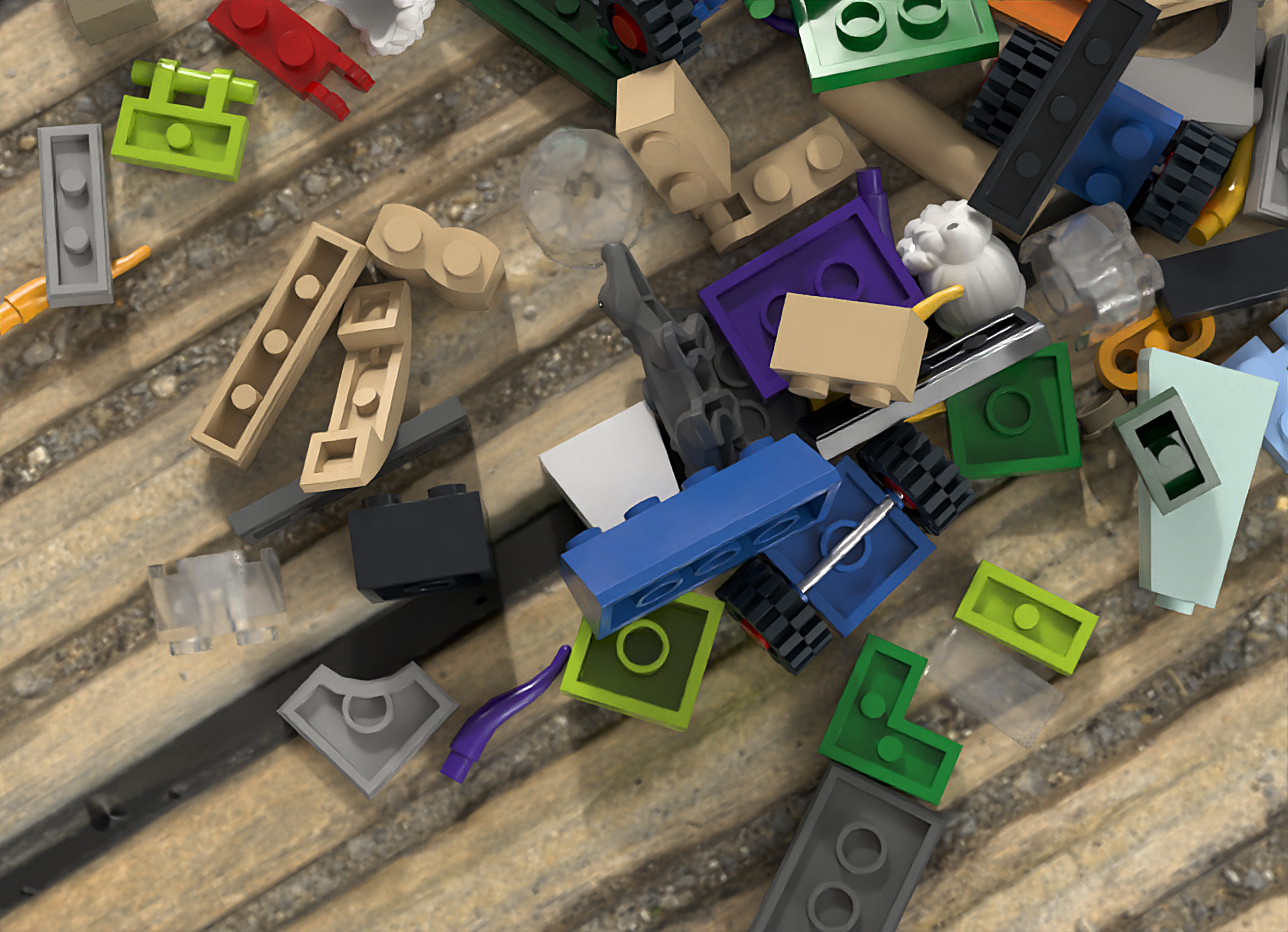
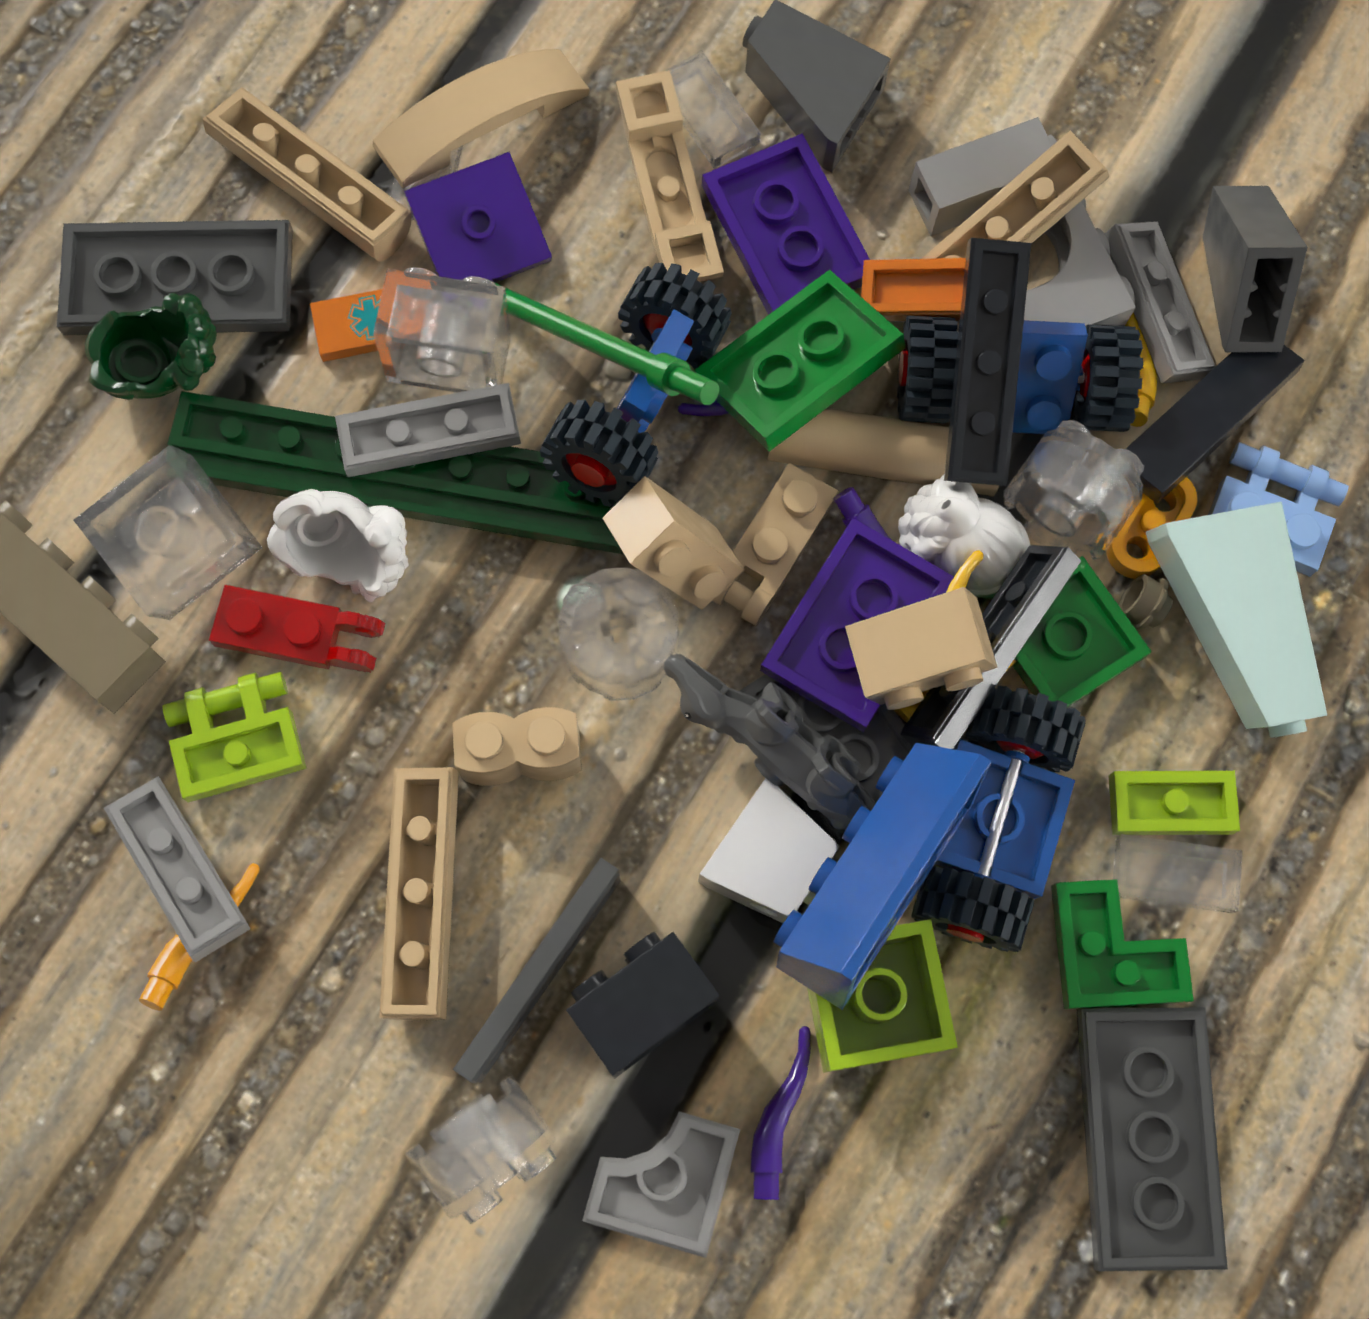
camera: 30 degrees left, 5 degrees down
(370, 390) = (521, 894): tan slope -> none
(1166, 451) = (1227, 601): slope -> none

